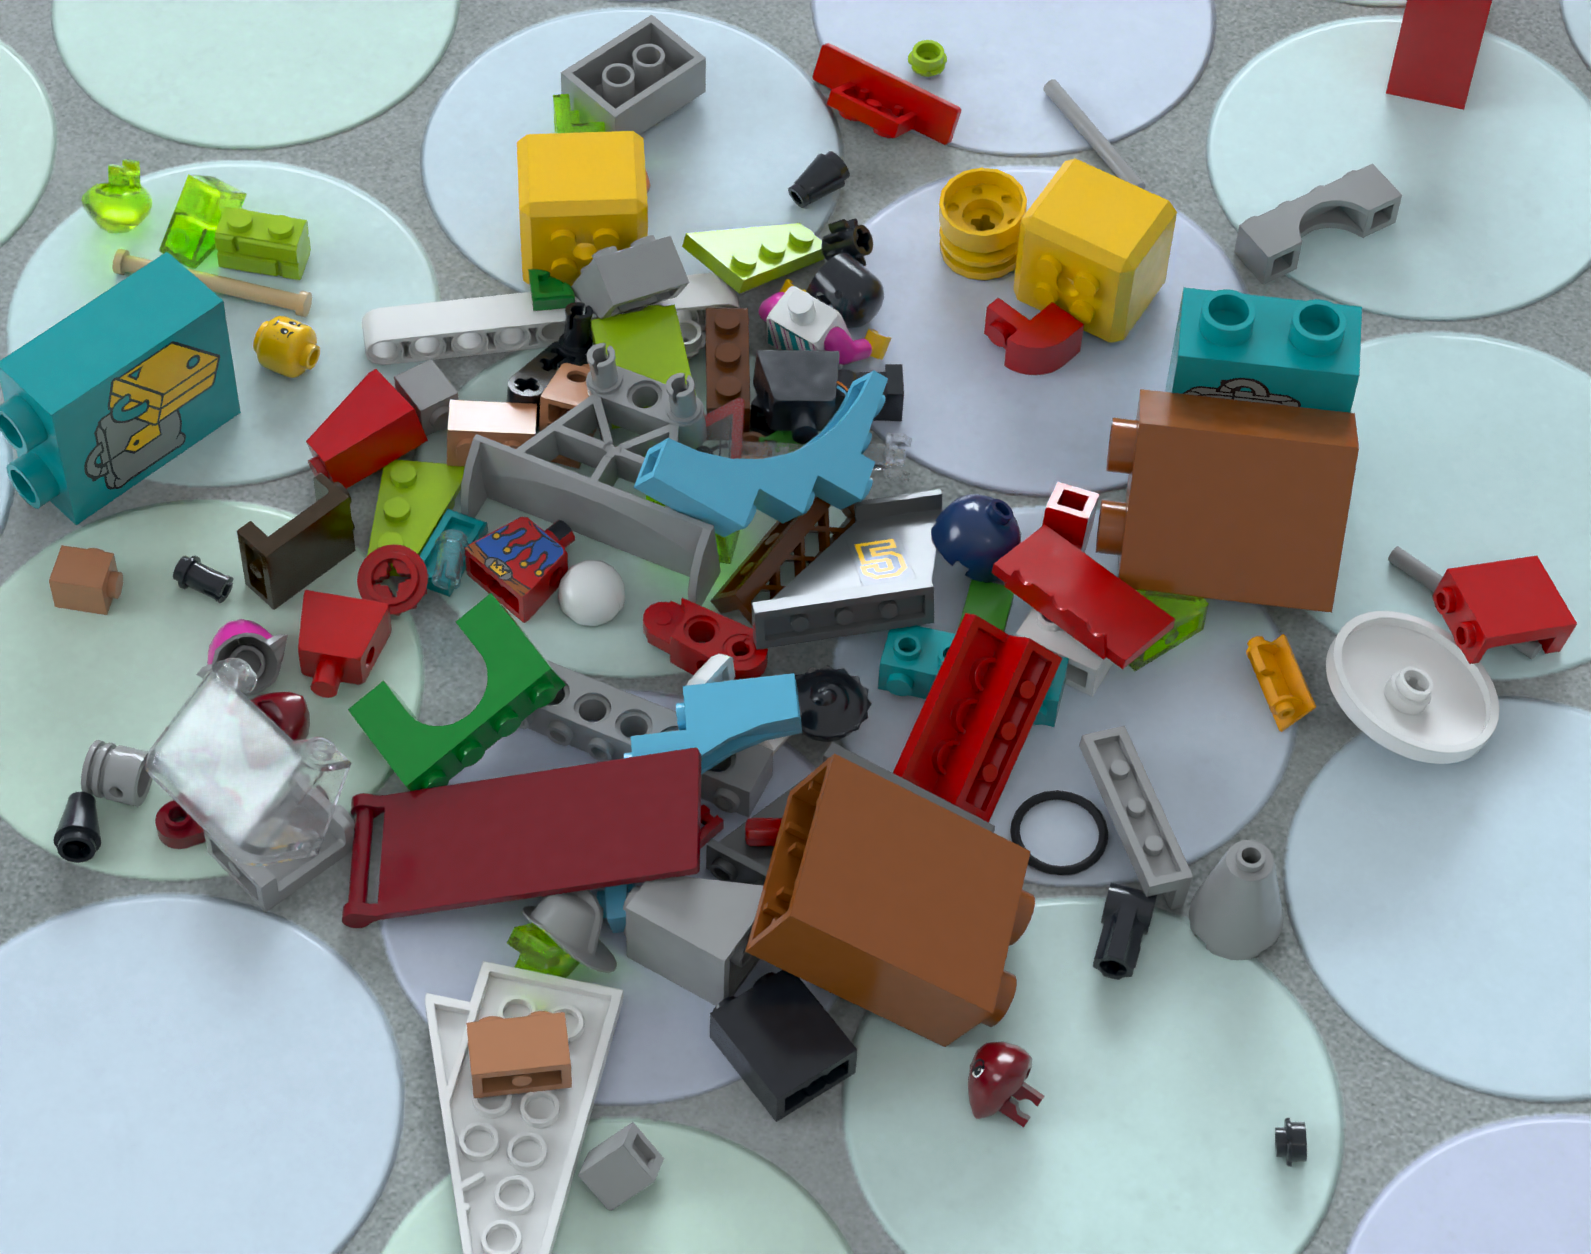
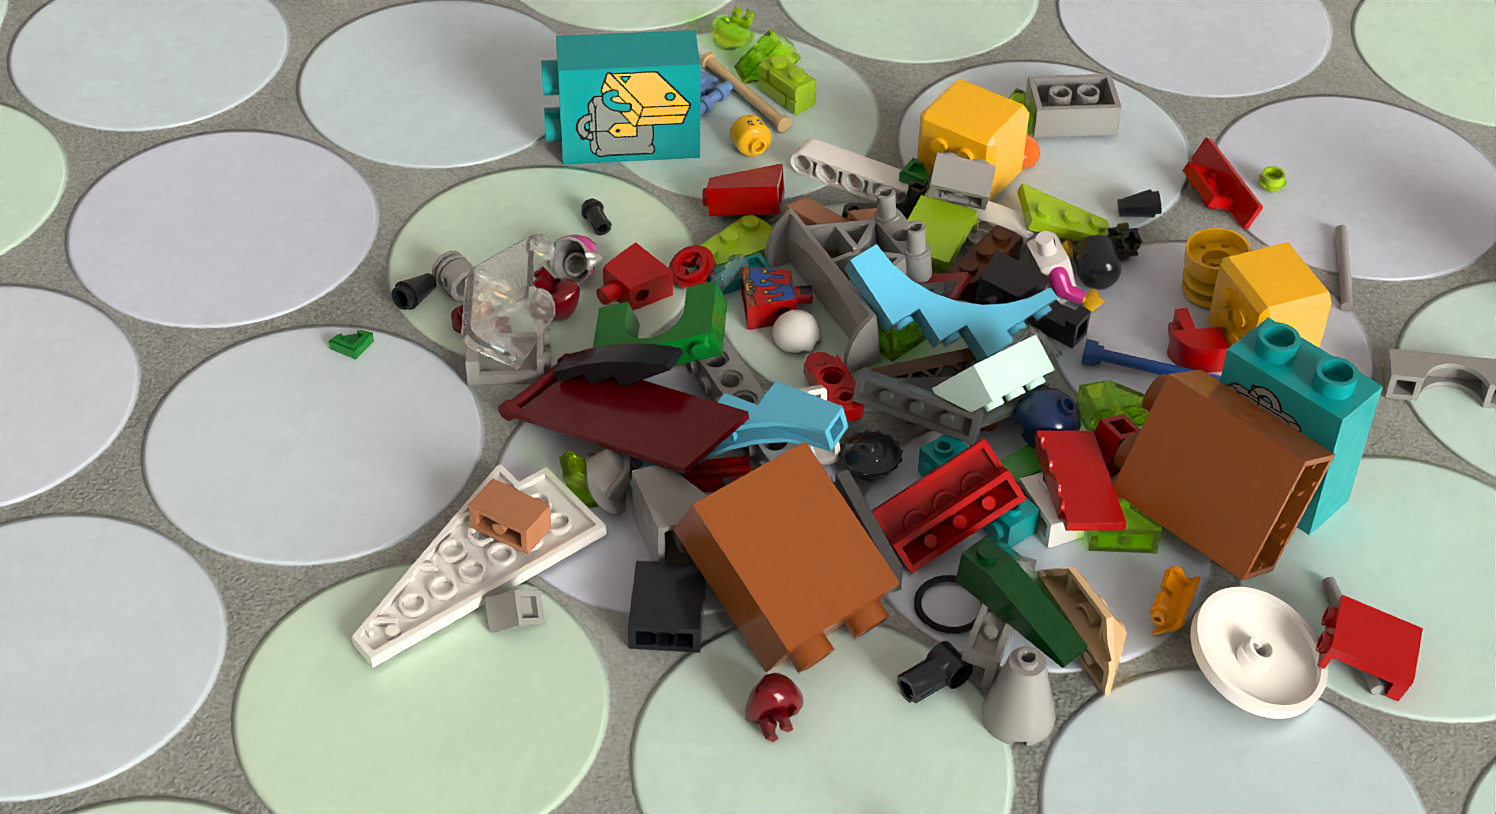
camera: 40 degrees right, 10 degrees down
(67, 950) = (352, 344): none -> green tile
(85, 580) = (535, 184): nougat brick -> none
(302, 548) = (657, 221): dark brown panel -> none
(428, 394) = (800, 186): light grey brick -> none
(473, 767) = (623, 361): none -> black slope
(907, 526) = (998, 377): none -> light aqua wedge
(938, 415) = (1096, 354): none -> blue piece
(1020, 473) = (1109, 399): none -> clear neon green slope
(1145, 783) = (1019, 597): none -> dark green wedge
(1221, 768) = (1092, 620): none -> tan wedge

